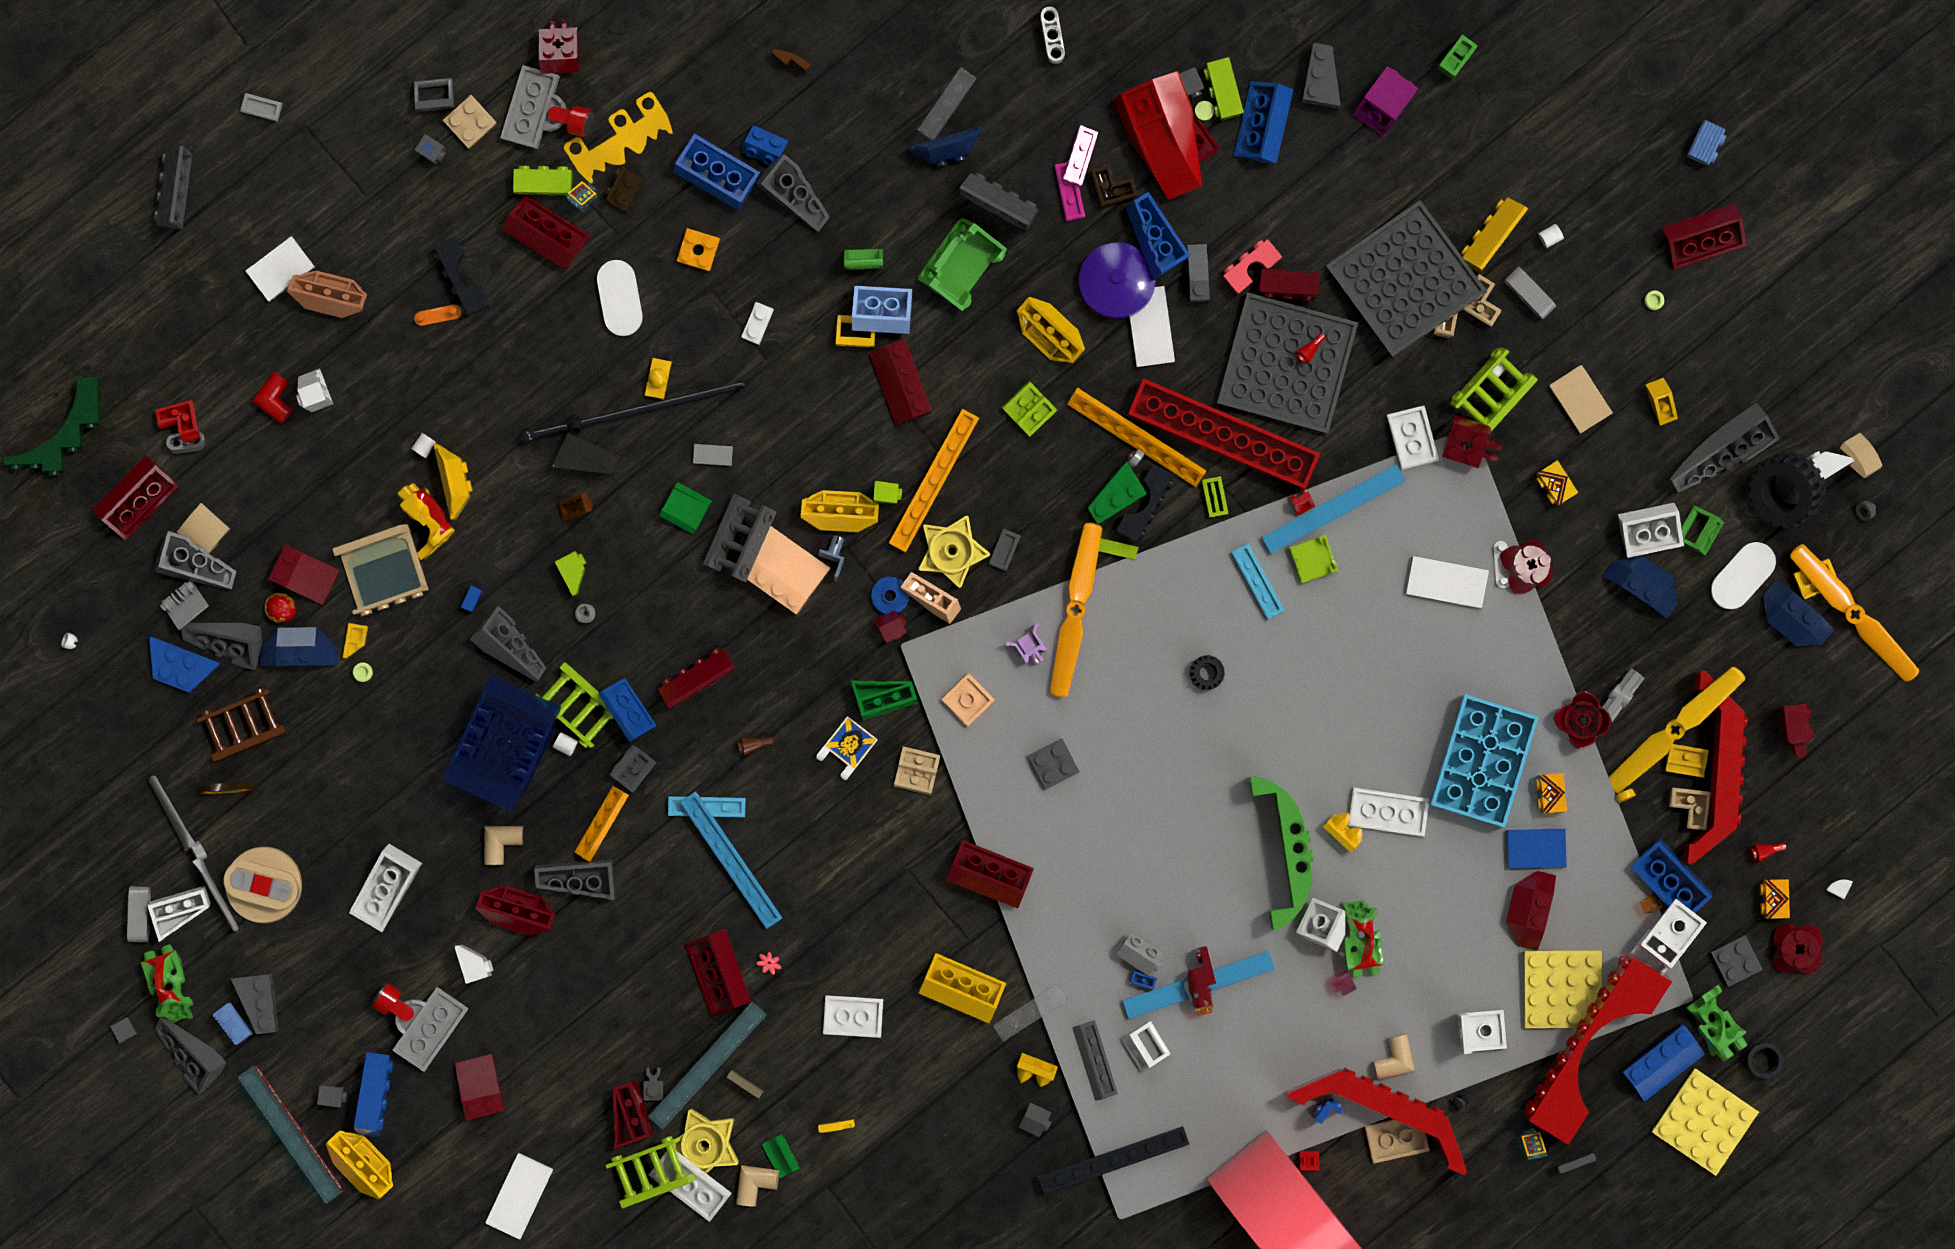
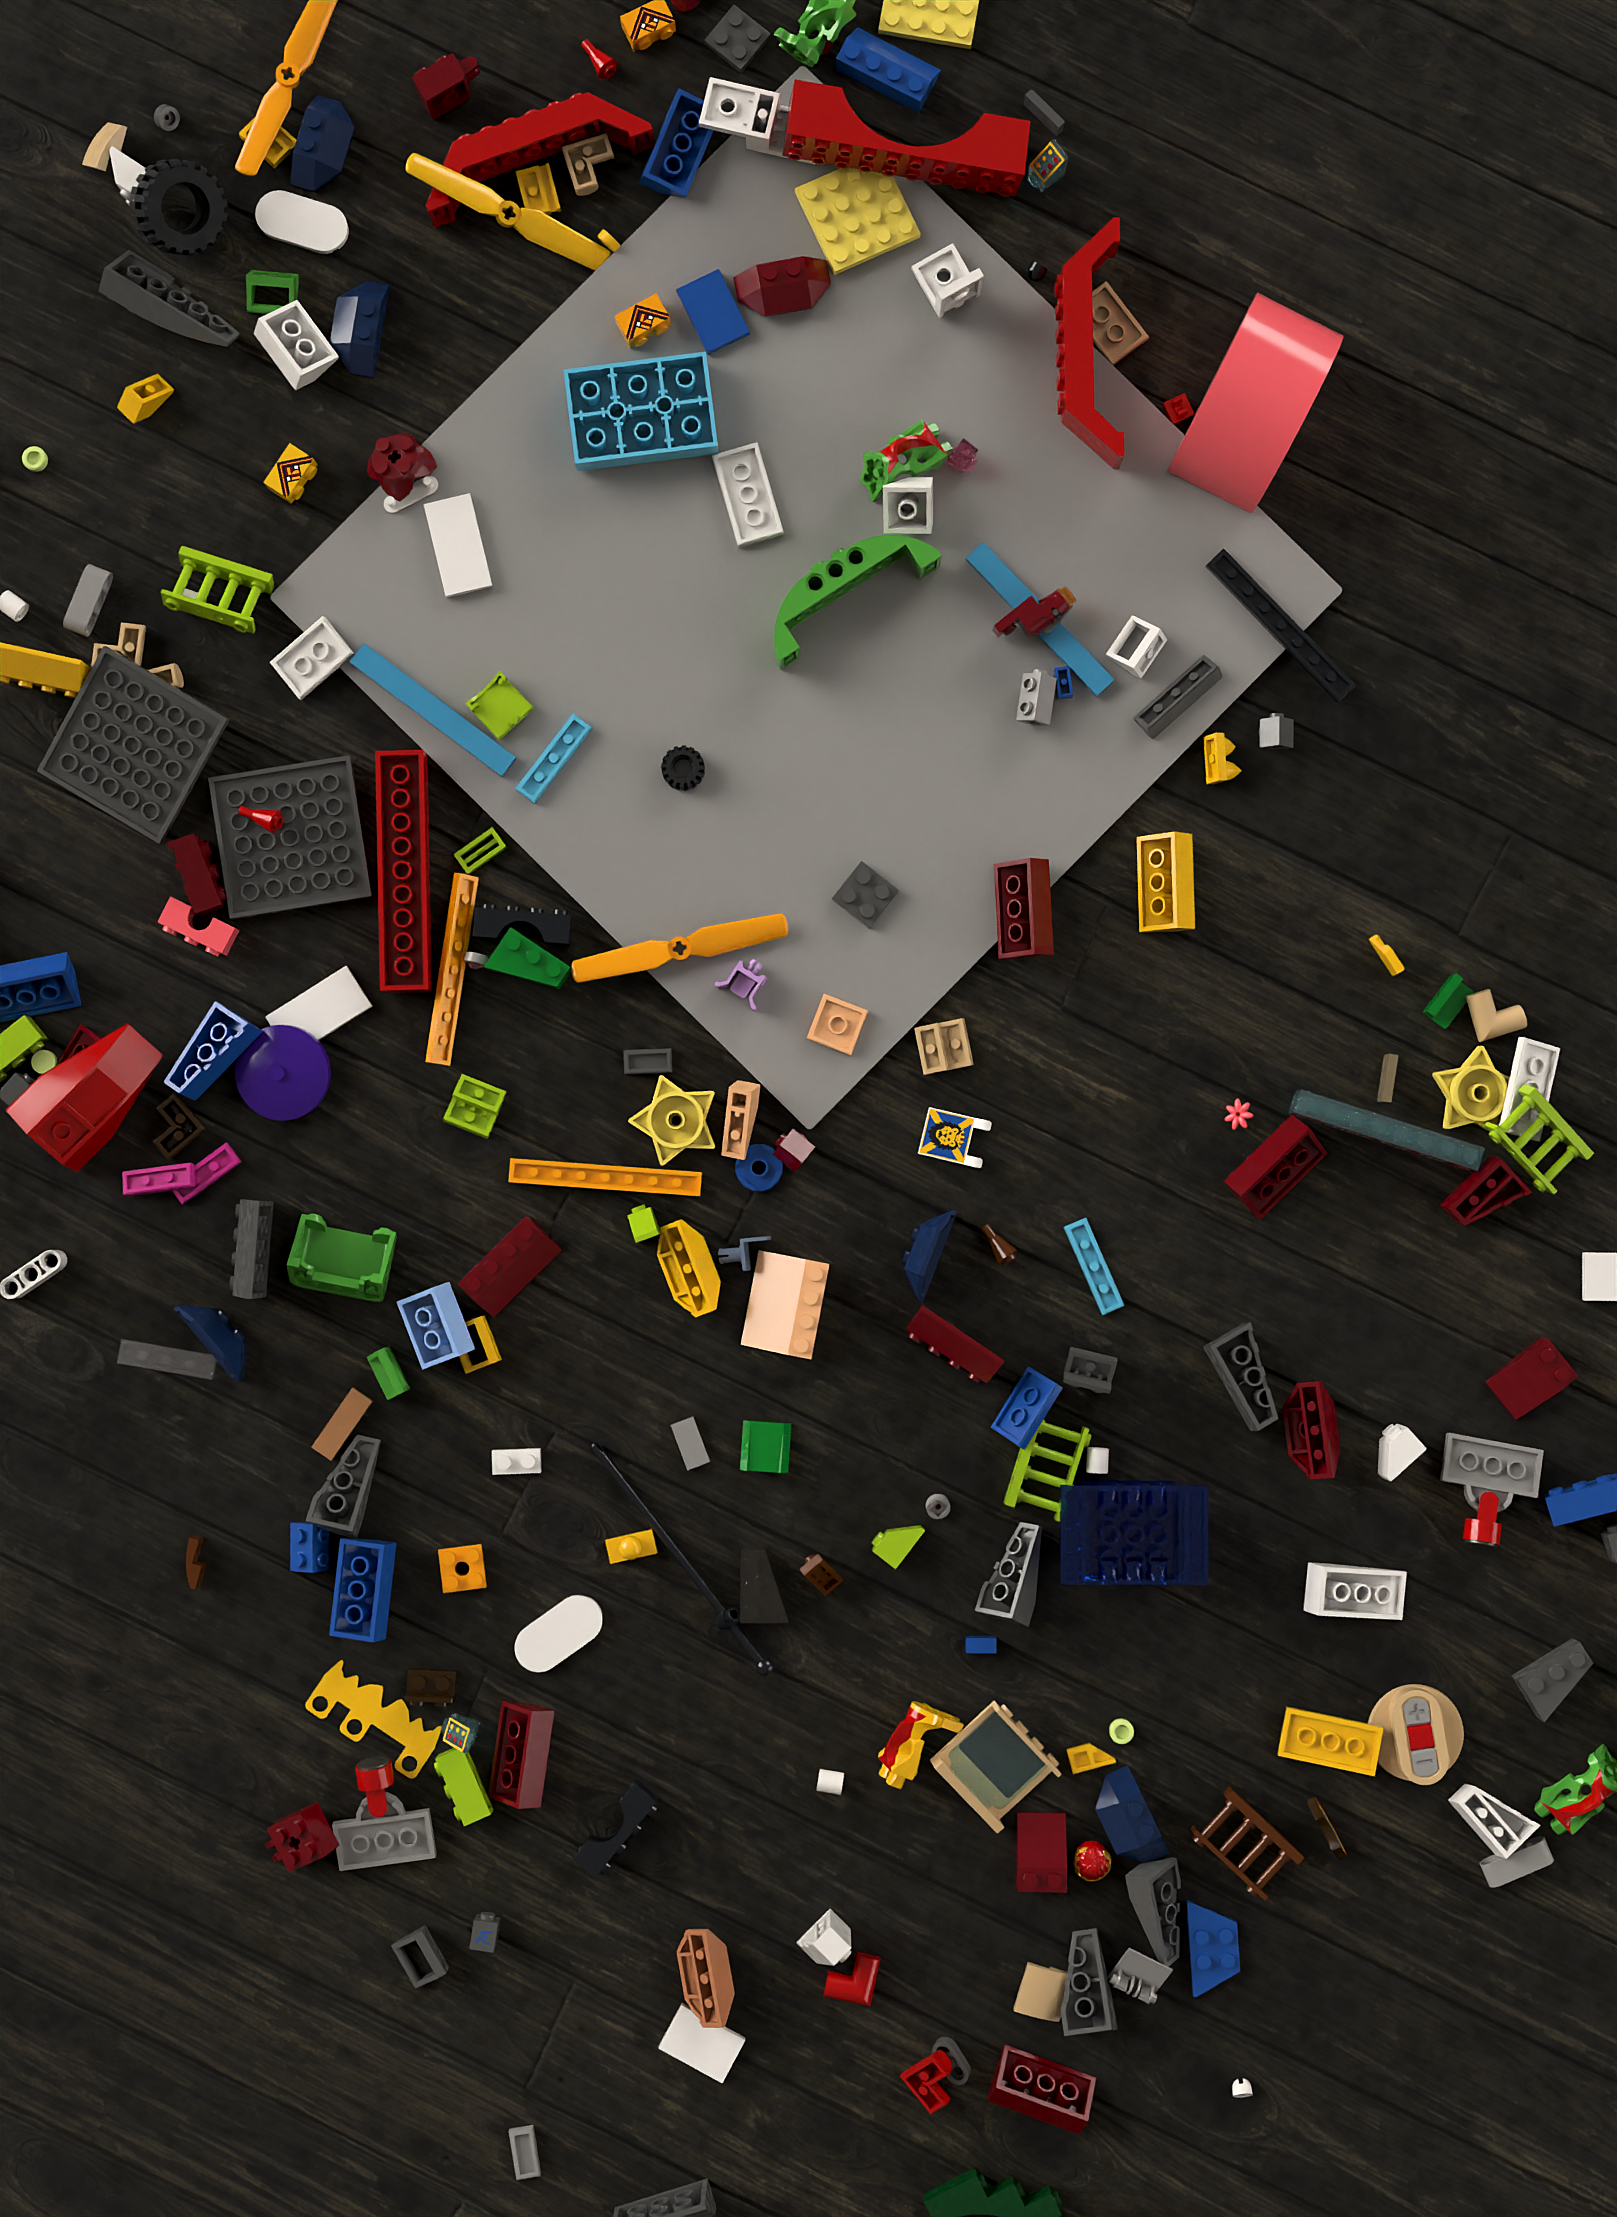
camera: 115 degrees left, 0 degrees up
(196, 848) = (1416, 1823): light grey piece -> none
(232, 1023) = (1591, 1695): medium blue brick -> none
(287, 819) = (1330, 1741): none -> yellow plate
(437, 315) = (673, 1834): orange piece -> none
(454, 480) = (854, 1728): yellow wedge -> none
(470, 121) = (433, 1900): tan plate -> none
(494, 840) = (1241, 1489): tan brick -> none
(601, 823) = (1168, 1377): light orange plate -> none
(653, 1088) = (1438, 1180): dark grey plate -> none
(727, 532) = (771, 1386): dark grey fence -> none
(731, 860) = (1141, 1211): dark azure tile -> none
(773, 689) = (926, 1251): none -> dark blue wedge
(842, 209) = (342, 1423): none -> medium nougat tile
(853, 1016) = (1253, 992): white tile -> none
(883, 697) = (878, 1121): green wedge -> none
(1030, 1012) = (1158, 793): clear tile -> none
(1050, 331) = (374, 1122): yellow wedge -> none
(1118, 548) = (588, 932): lime sticker -> none
(1198, 273) = (234, 983): dark grey slope -> none
(1303, 502) = (440, 746): red tile -> none
(1322, 1111) = (1115, 411): blue bracket -> none
(1339, 829) = (792, 540): yellow tile -> none
(1399, 1063) = (1021, 356): tan brick -> none
(1472, 452) = (296, 579): dark red hinge -> none
(1568, 720) = (539, 300): dark red brick -> none
(1580, 399) = (184, 491): tan tile -> none
(1622, 693) = (499, 296): light grey piece -> none
(1649, 902) = (716, 160): clear orange piece -> none

